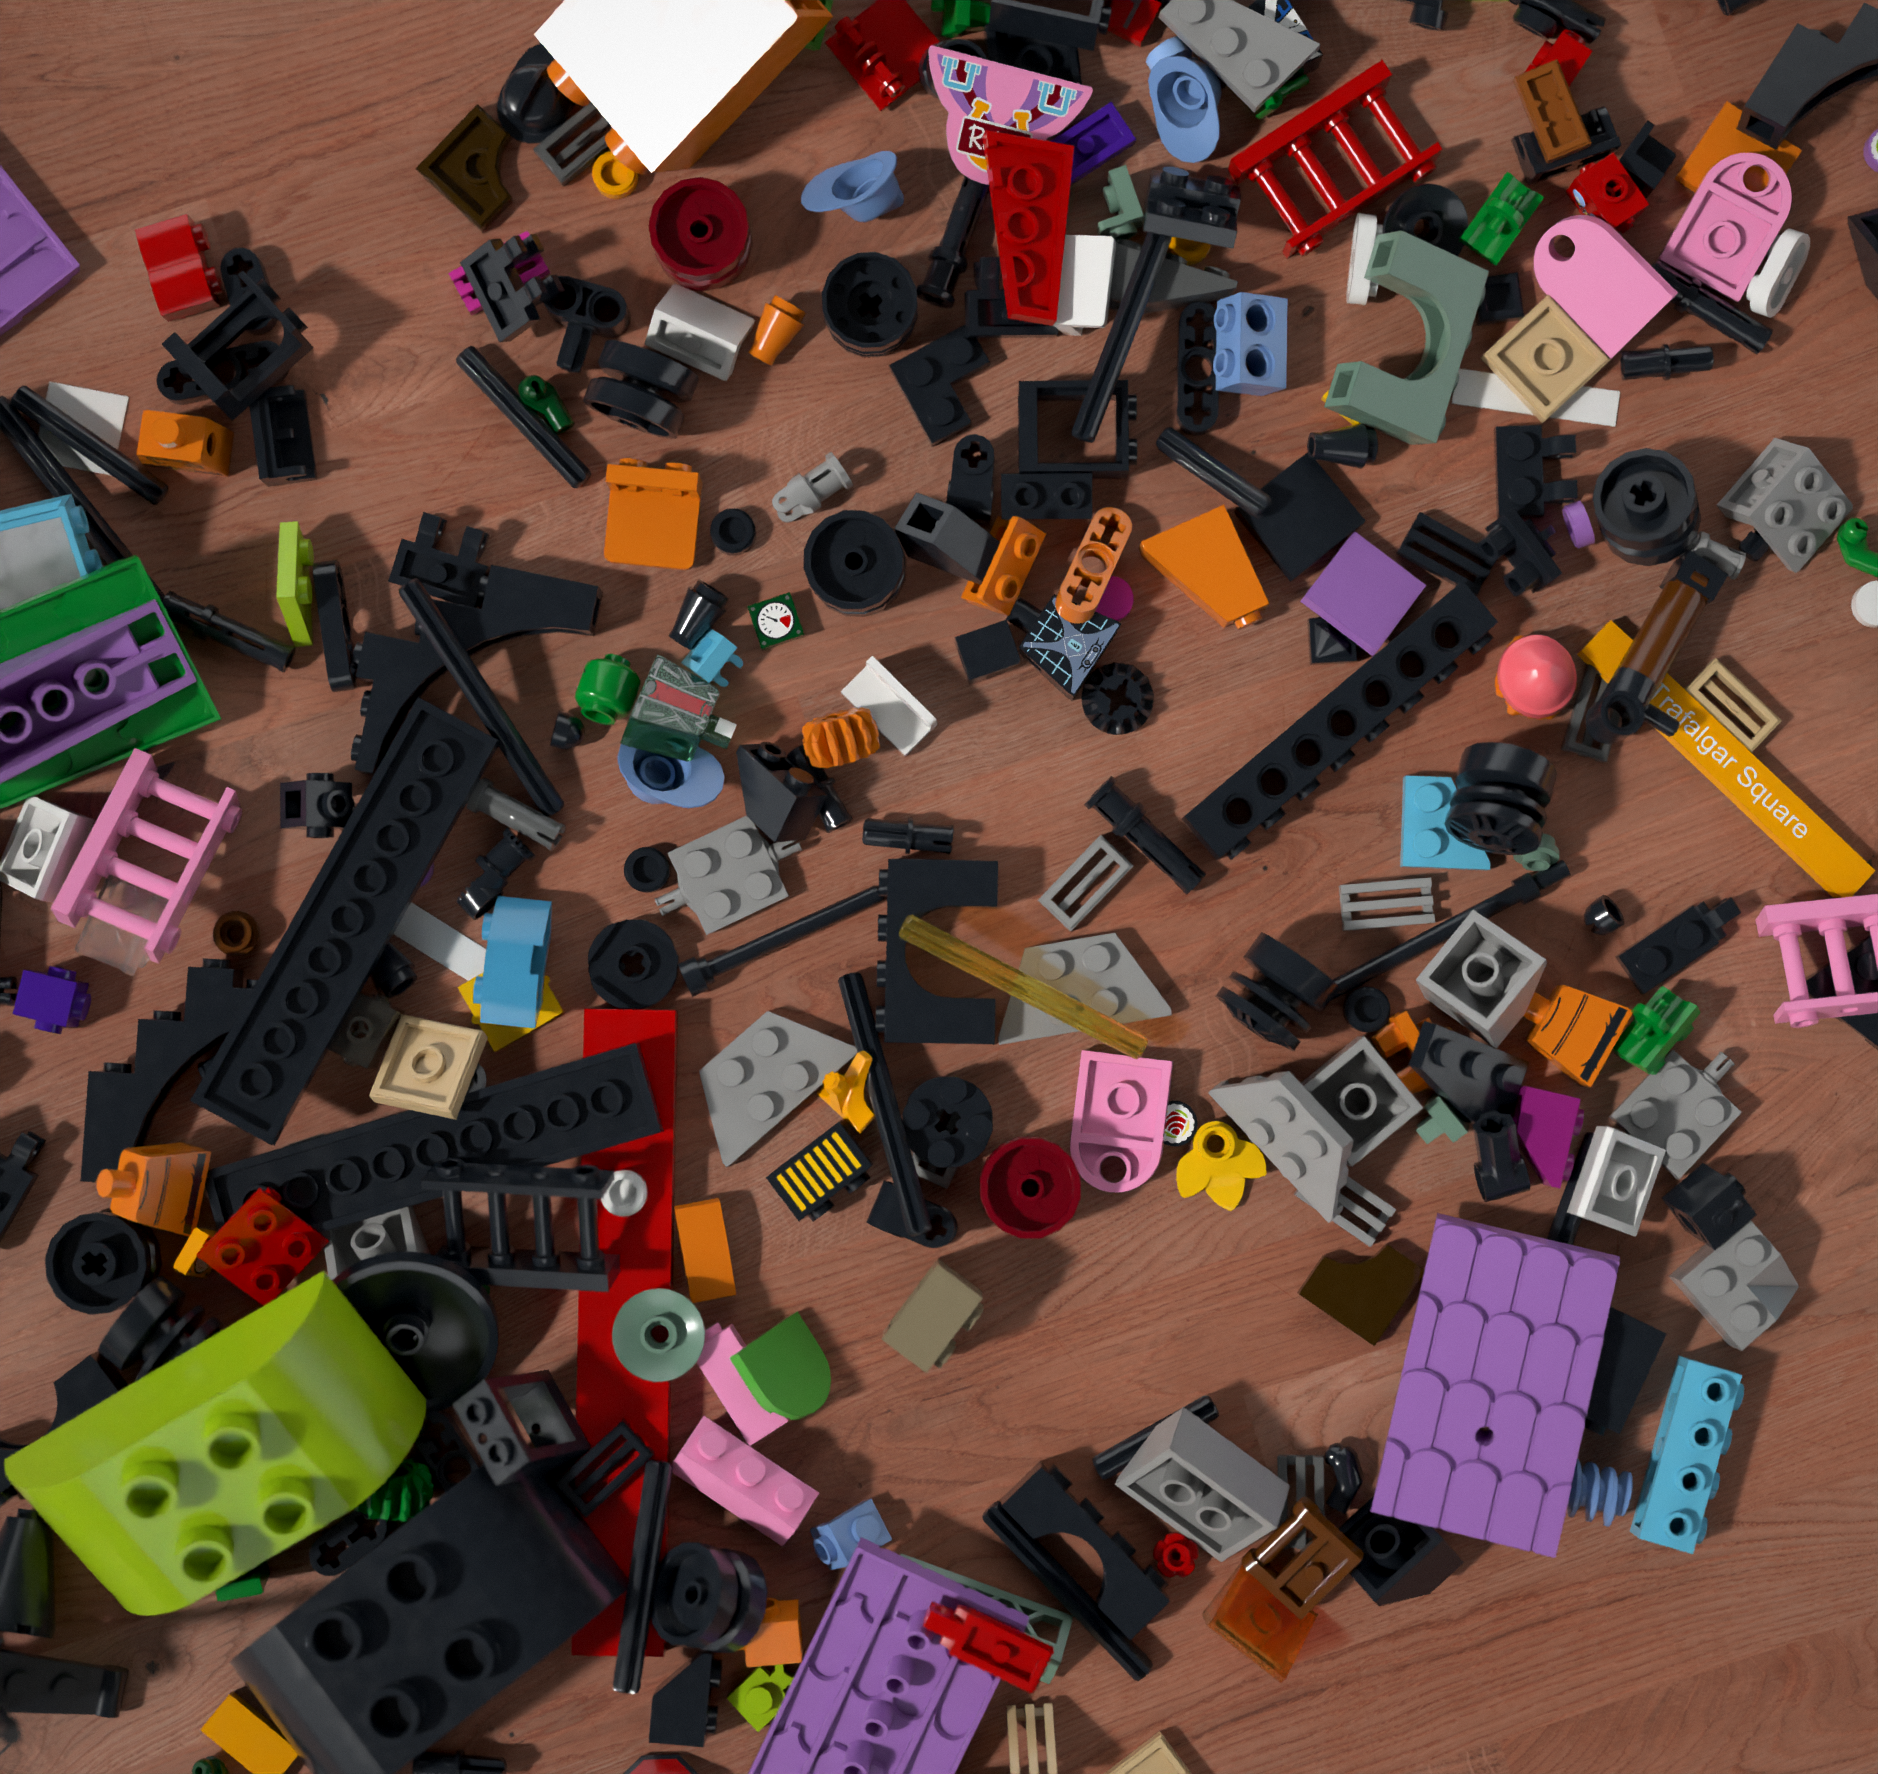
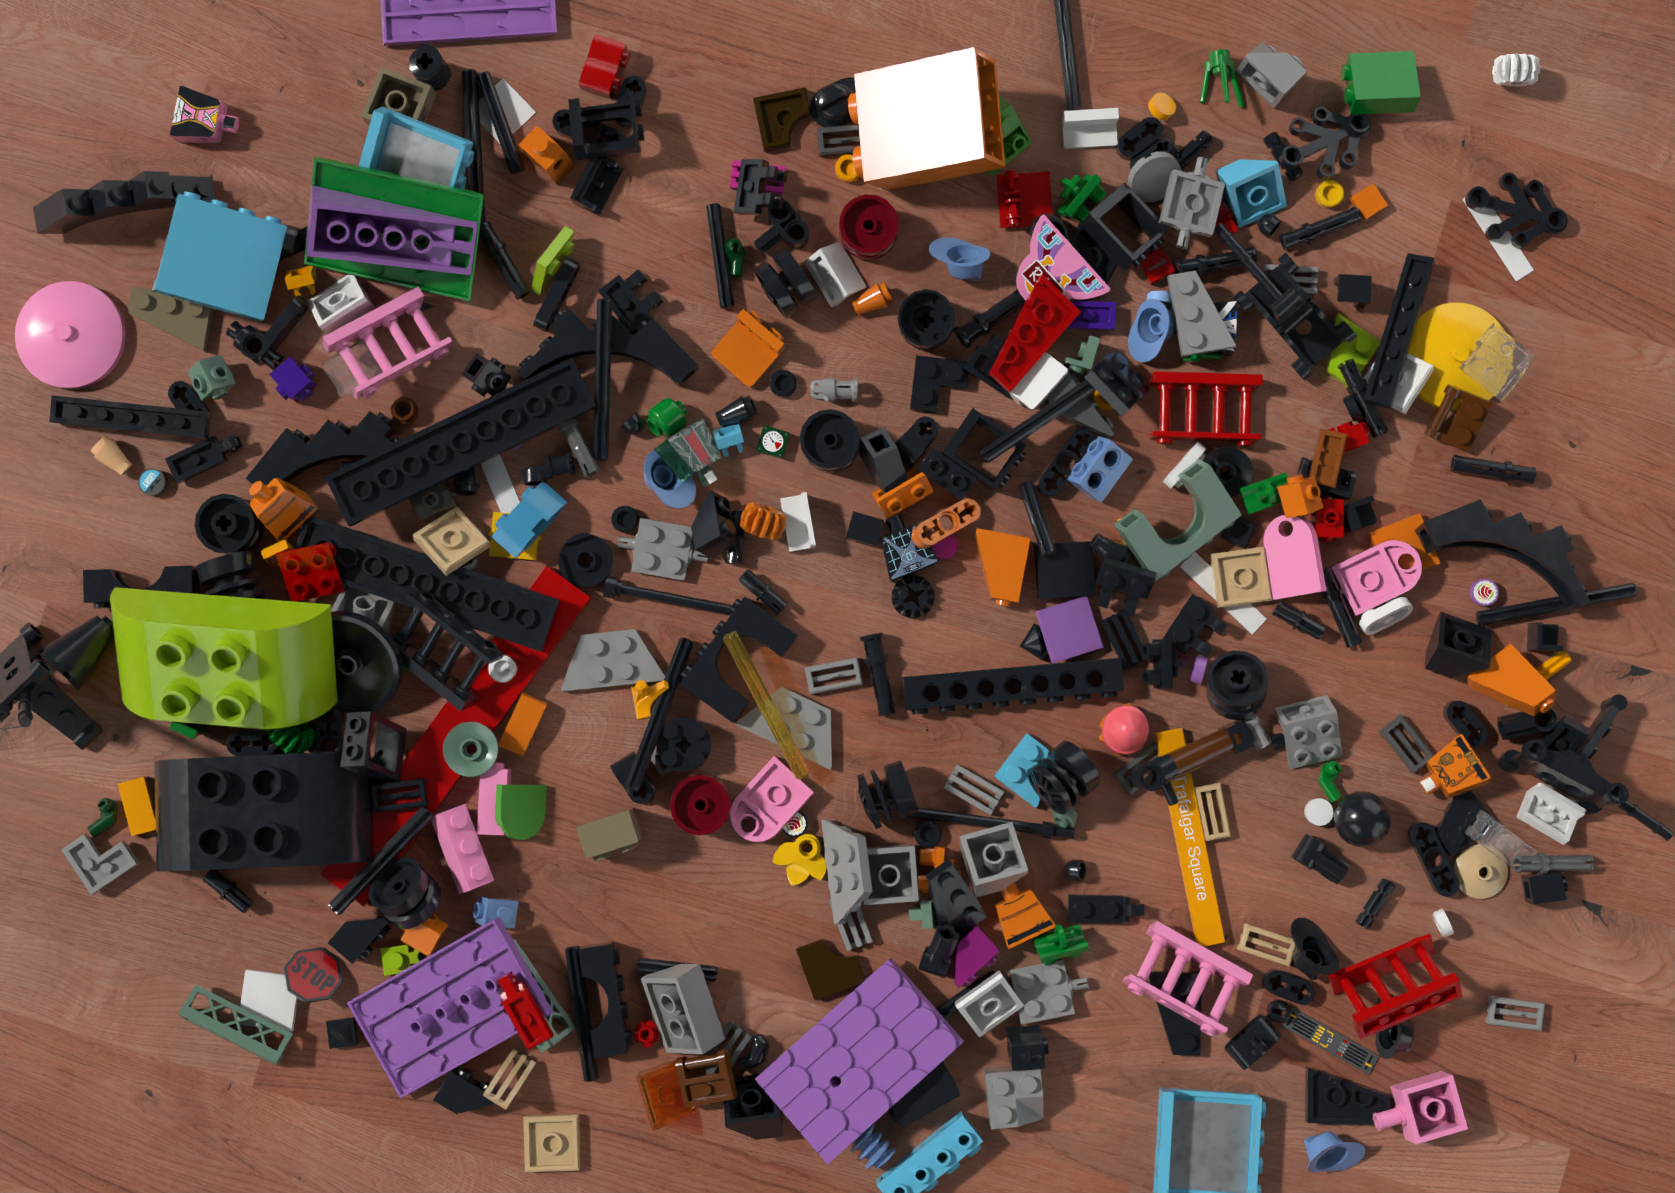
camera: 35 degrees right, 0 degrees up
(820, 1172) = (605, 725): black brick -> none
(1392, 468) = (1125, 578): none -> black plate
(1552, 188) = (1300, 496): none -> orange brick

